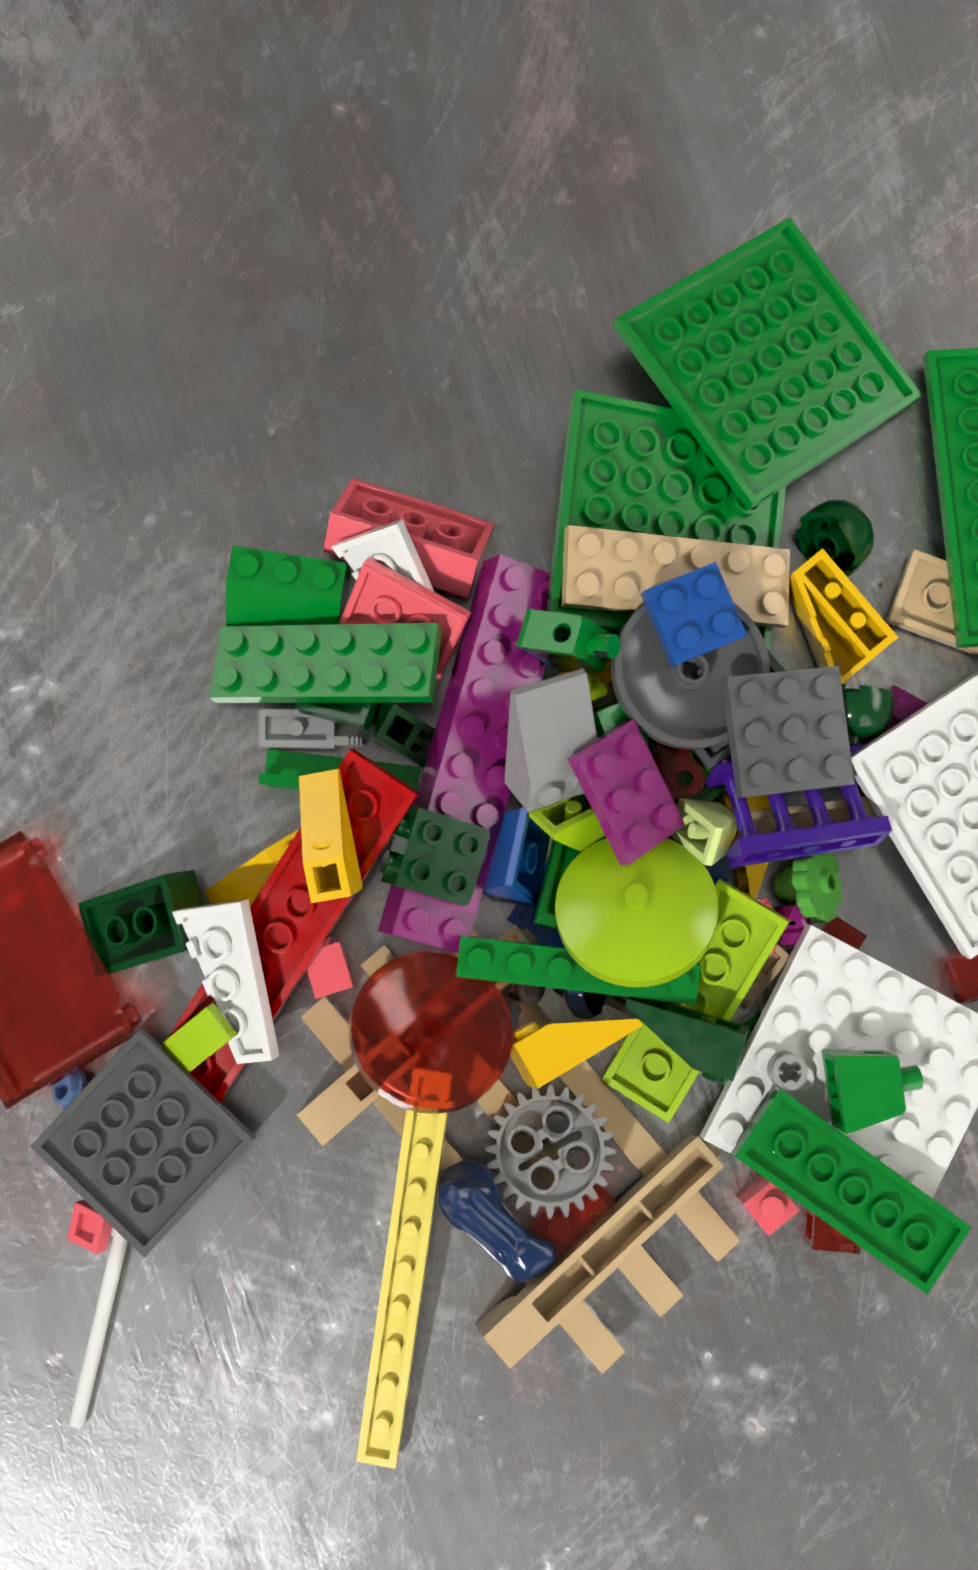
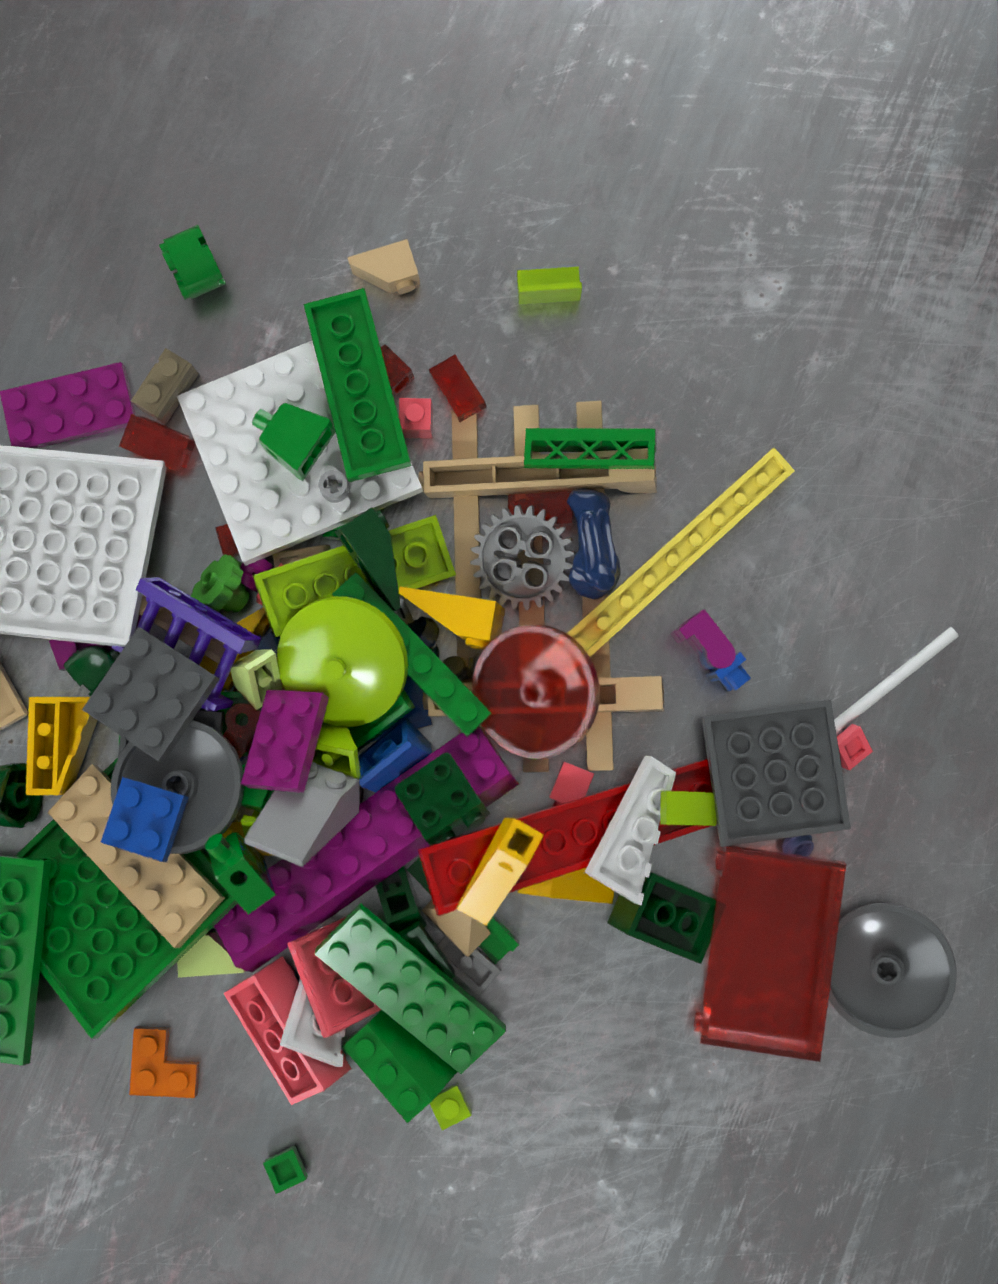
camera: 140 degrees left, 0 degrees up
(206, 591) = (450, 1106): none -> lime plate
(295, 1212) = (713, 650): none -> magenta hips
(311, 419) = (285, 1169): none -> green plate
(326, 753) = (459, 928): none -> tan slope
(499, 406) = (154, 1073): none -> orange plate
(533, 540) = (207, 958): none -> yellowish green slope
(579, 1321) = (588, 441): none -> green fence
(750, 1450) = (549, 285): none -> lime panel
(752, 1267) = (457, 388): none -> clear red plate
(923, 1334) = (387, 267): none -> tan slope

